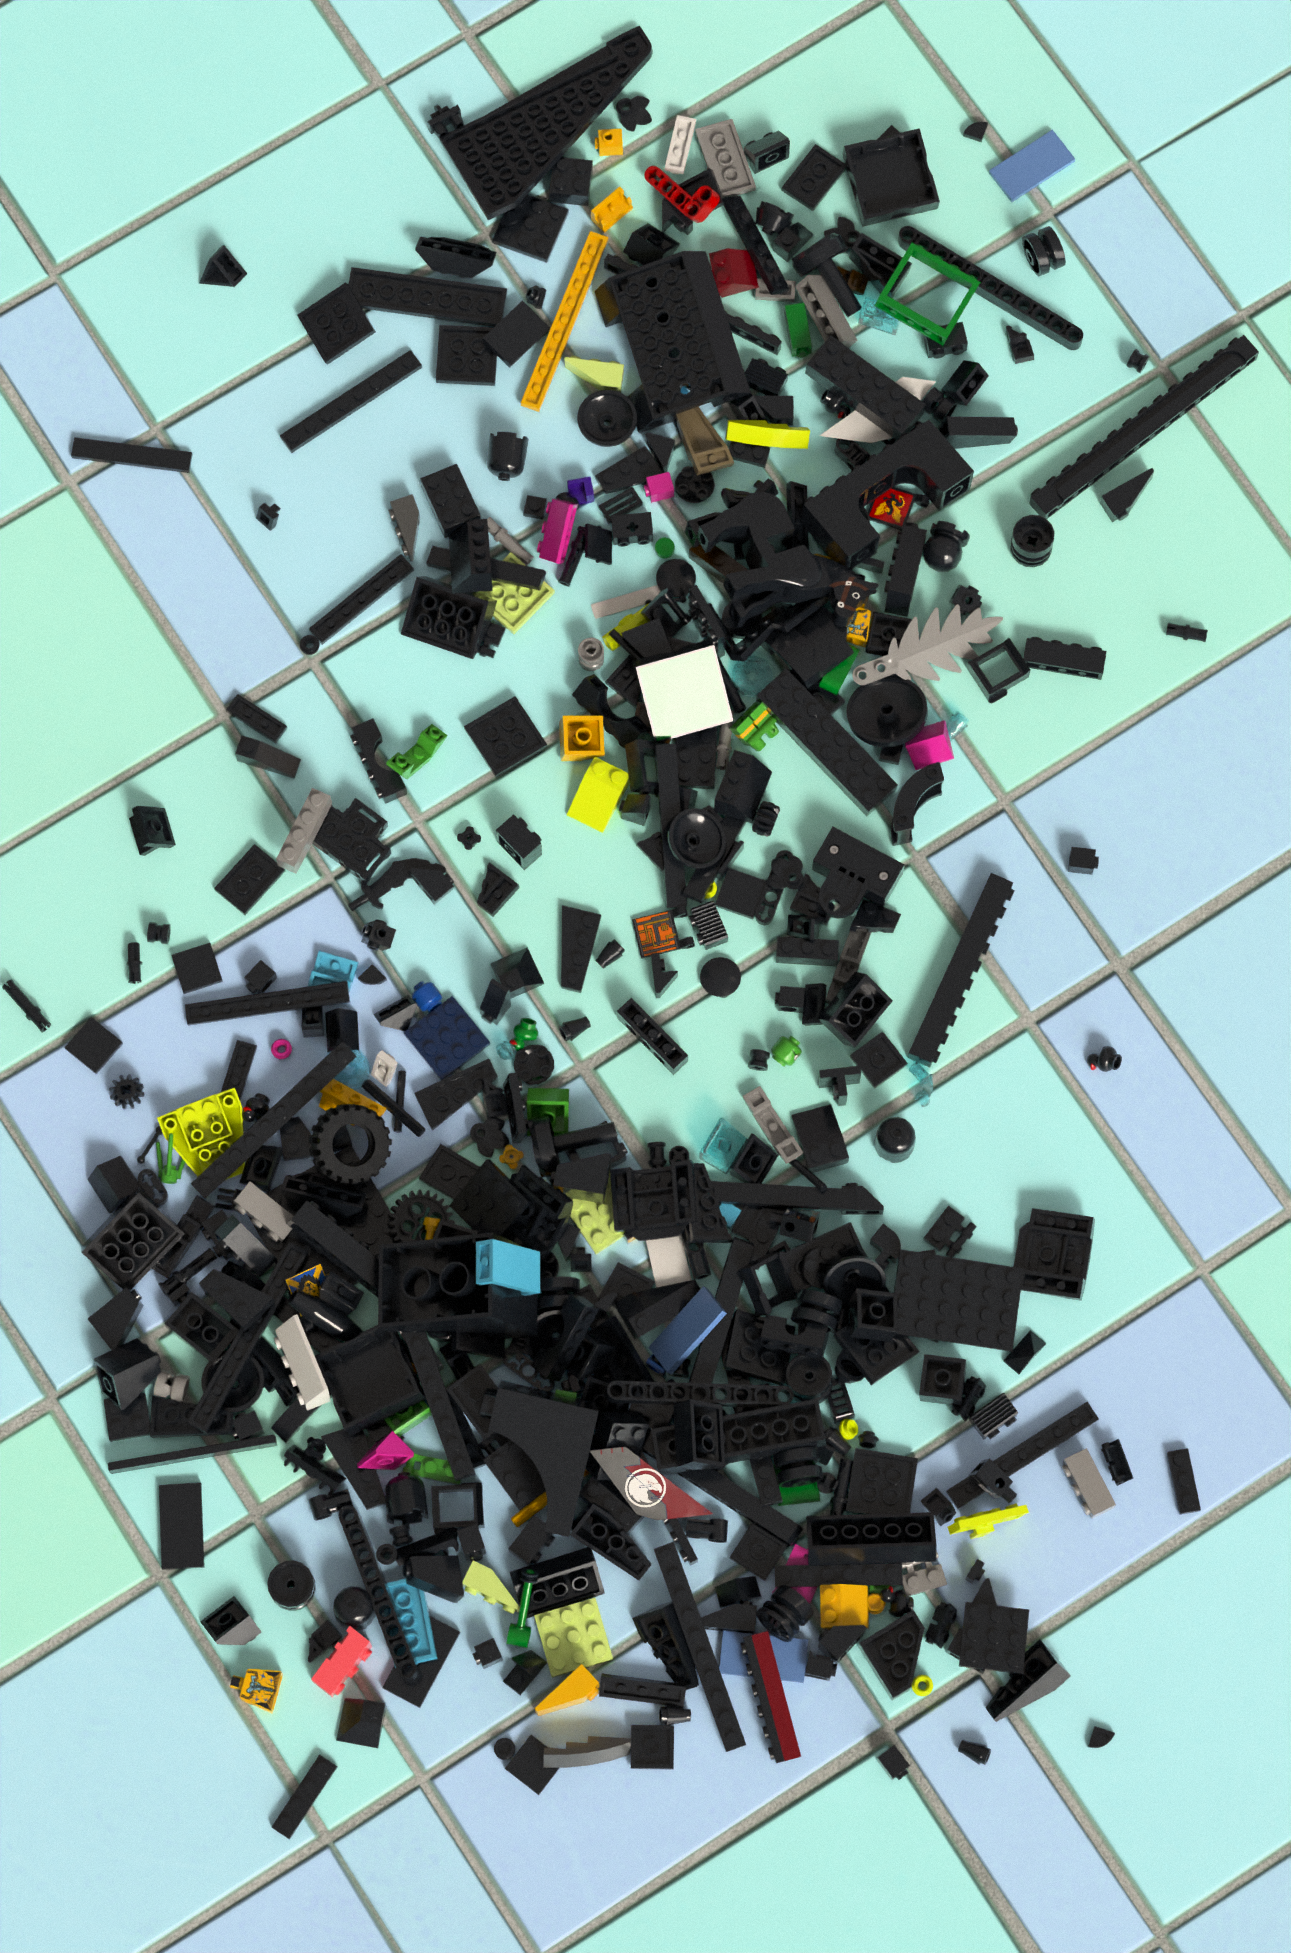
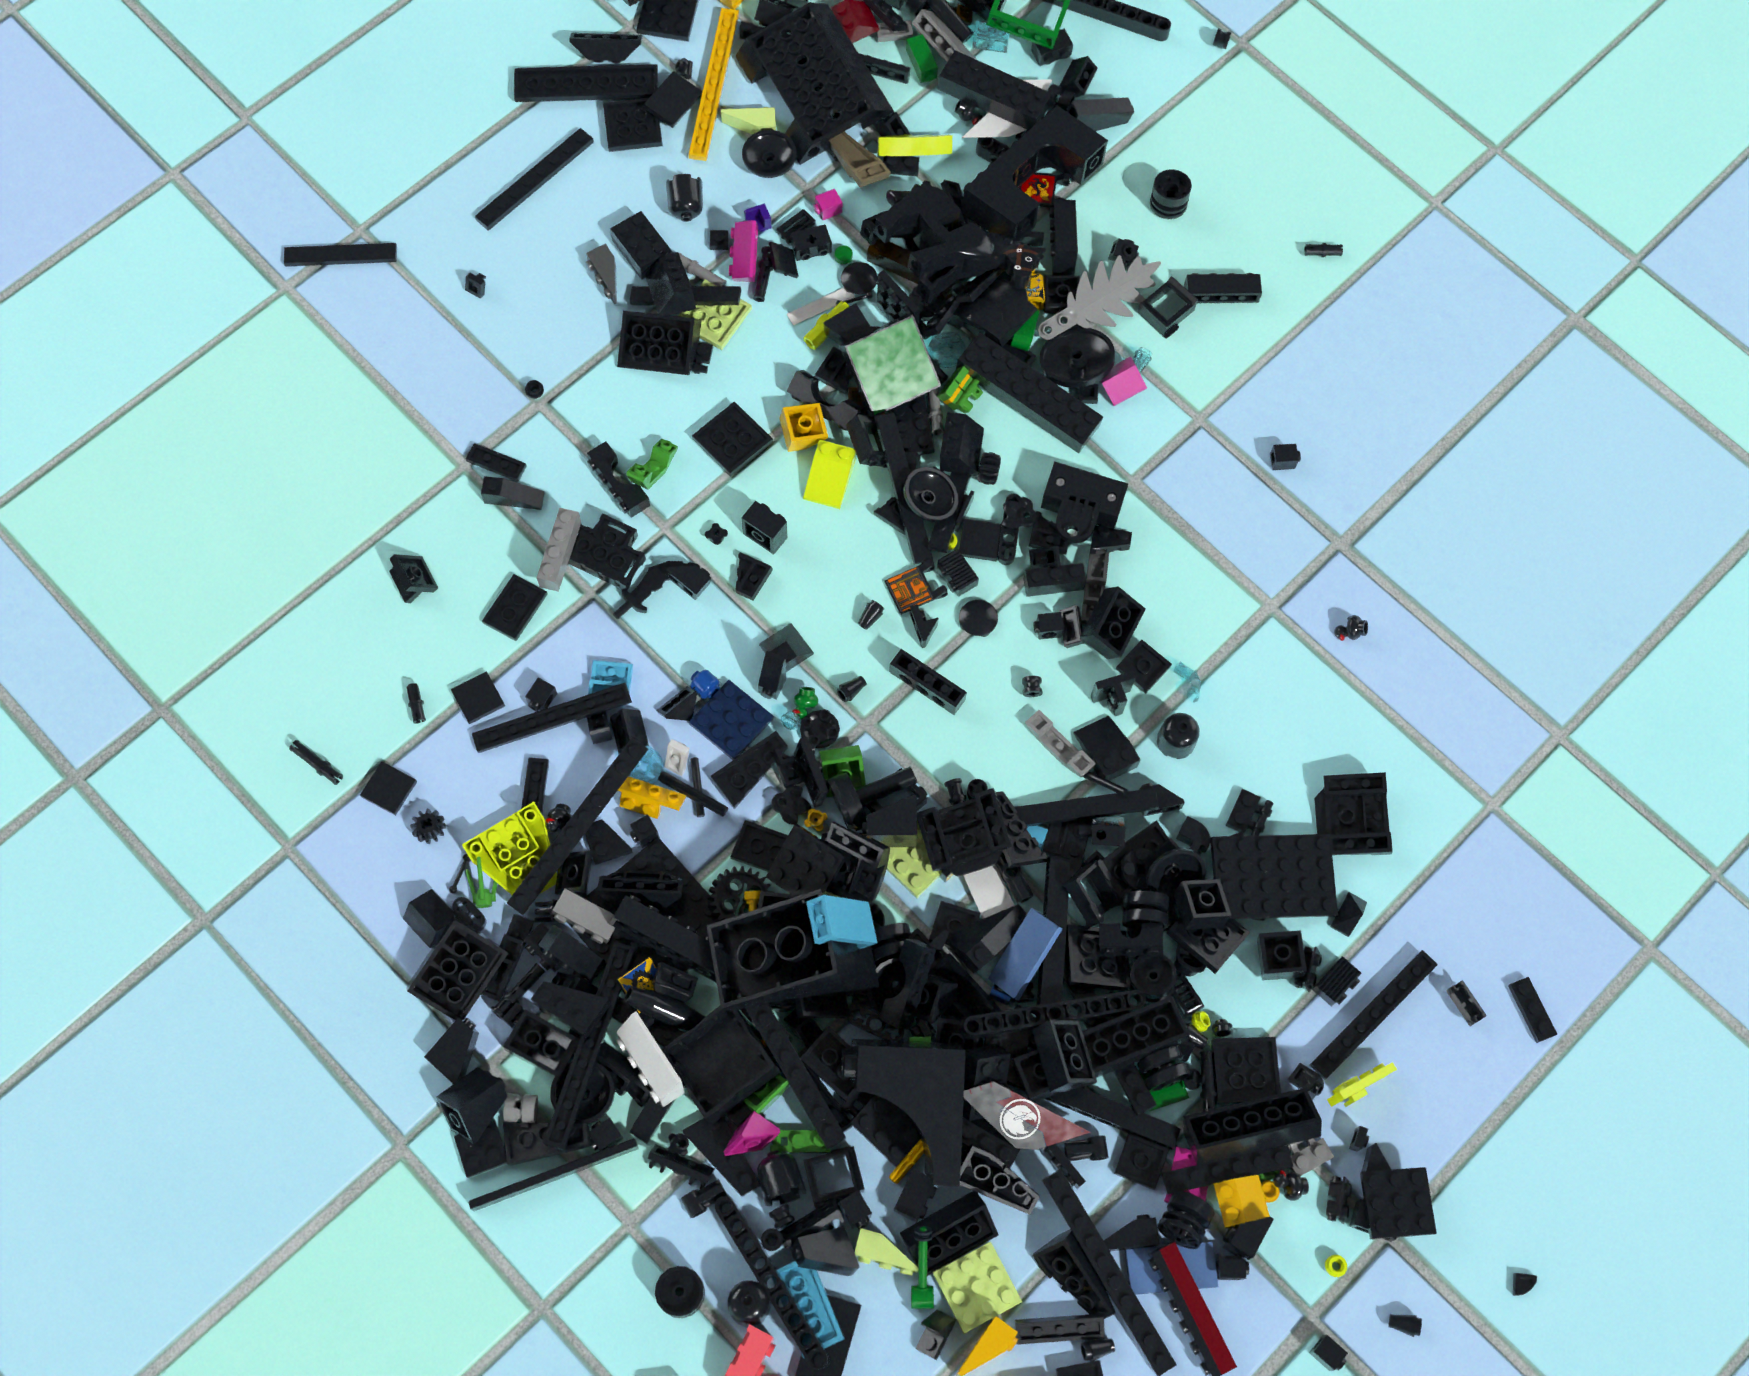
camera: 15 degrees left, 5 degrees down
(158, 933) = (435, 671): black wheel -> none
(181, 1526) = (555, 1252): black tile -> none
(223, 269) = (398, 87): black slope -> none
(231, 1624) = (624, 1346): black slope -> none
(281, 1043) = (573, 753): dark pink plate -> none
(322, 1640) = (722, 1342): black slope -> none
(323, 1137) = (684, 828): black tyre -> none
(336, 323) = (509, 114): black plate -> none
(361, 599) = (575, 343): black tile -> none
(372, 976) = (648, 675): black tile -> none
(377, 935) = (647, 635): black brick -> none
(487, 1653) = (894, 1323): black brick -> none
(569, 1240) = (888, 890): black slope -> none
(578, 940) = (837, 609): black wing -> none
(581, 1262) = (904, 907): black tile -> none
(591, 654) = (796, 353): light grey wheel -> none
(625, 645) = (825, 338): black bar -> none
(628, 471) = (796, 197): black wing -> none
(636, 808) = (867, 479): black slope -> none
(655, 610) = (848, 300): black plate -> none
(661, 449) = (821, 172): black slope -> none
(694, 487) = (858, 199): black dish -> none
(722, 1146) = (1016, 772): clear light blue slope -> none
(737, 1590) = (1130, 1206): black slope -> none
(753, 1161) = (1049, 781): black slope -> none
(765, 378) = (903, 101): black brick -> none
(777, 409) = (919, 122): black slope -> none
(786, 1050) = (1056, 673): bright green head -> none
(895, 1653) = (1304, 1239): black brick -> none
(914, 794) = (1123, 420): black fence -> none
(944, 548) = (1095, 210): black tile -> none
(960, 970) = (1199, 573): black brick -> none
(985, 1476) = (1356, 1043): black torso -> none
(1019, 346) = (1117, 45): black slope -> none
(1040, 1676) = (1434, 1252): black wedge -> none
(1088, 1483) = (1444, 1029): light grey brick -> none
(1122, 499) = (1236, 151): black slope -> none
(1143, 427) = (1242, 89): black brick -> none

